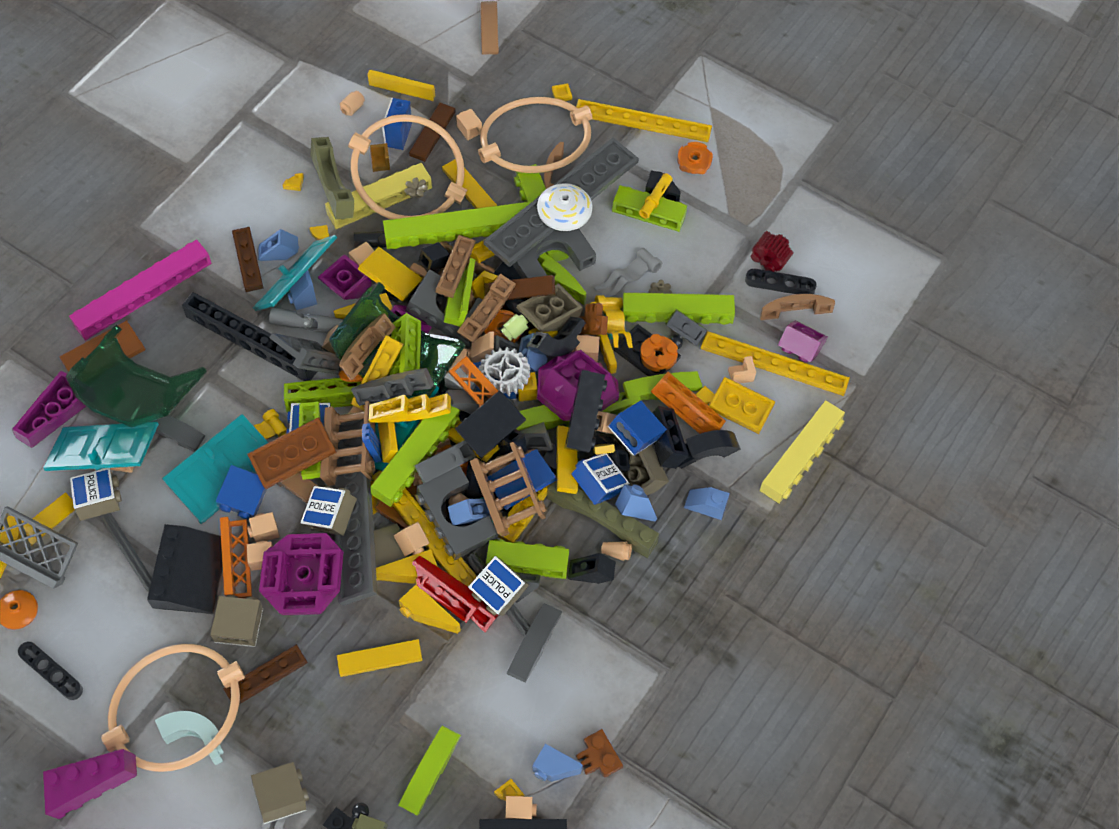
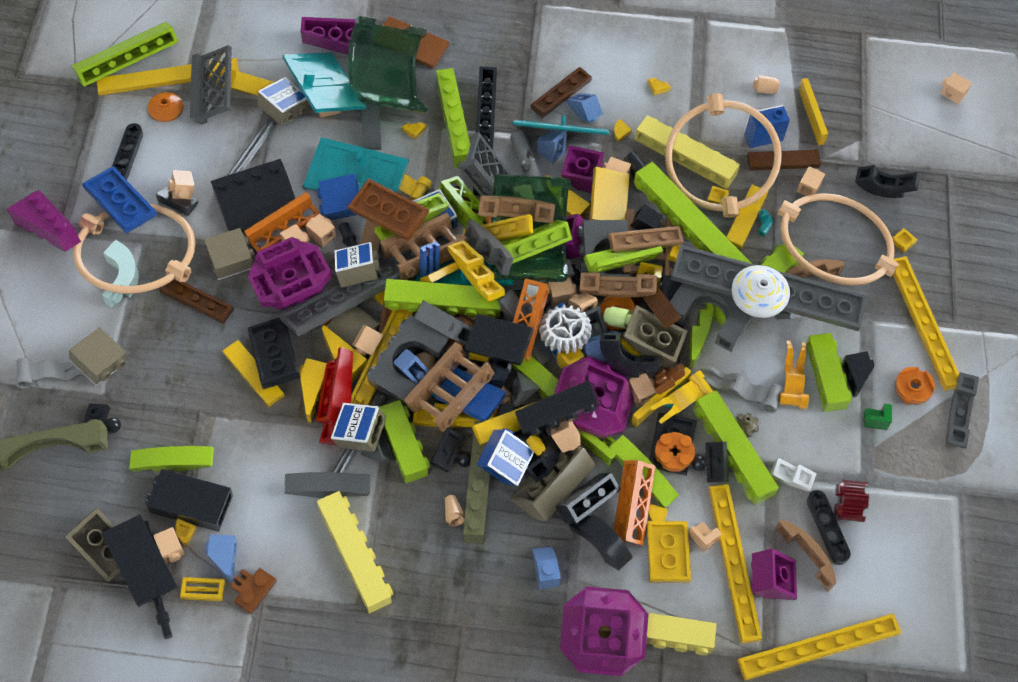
camera: 60 degrees right, 0 degrees up
(106, 697) = (119, 199): none -> blue tile
(129, 630) = (181, 185): none -> light nougat brick
(140, 289) = (483, 35): dark pink brick -> none
(140, 645) = (182, 205): none -> black slope
(203, 397) = (414, 130): none -> yellow tile
(217, 356) = (453, 115): none -> lime brick
(287, 508) = (349, 238): none -> black axle
(338, 196) = (658, 116): olive arch -> none
(372, 627) = (273, 353): none -> black tile
(380, 157) = (726, 134): pearl gold panel -> none
(416, 188) = (709, 173): dark tan plant -> none
(435, 197) = (717, 194): none -> yellow tile
(482, 772) = (189, 499): none -> black brick
(484, 176) = (766, 222): none -> teal arm
(489, 27) = (930, 145): medium nougat slope -> none
(507, 74) = (884, 184): none -> black arch
(559, 527) = (448, 451): none -> black plate
(568, 815) = (207, 597): none -> yellow tile
(592, 569) = (422, 499): black slope -> none
(612, 649) = (355, 552): none -> light yellow brick
(635, 503) = (502, 502): medium blue slope -> none
(637, 428) = (573, 462): blue piece -> none
(641, 233) = (795, 379): none -> light orange flag
(653, 200) = (838, 367): yellow pin -> none
(708, 197) = (878, 418): none -> green panel
(724, 281) = (796, 477): none -> white slope
(733, 141) = (961, 410): none -> dark grey slope
(774, 485) = (580, 628): none -> magenta piece
(874, 344) = (818, 646): none -> yellow tile

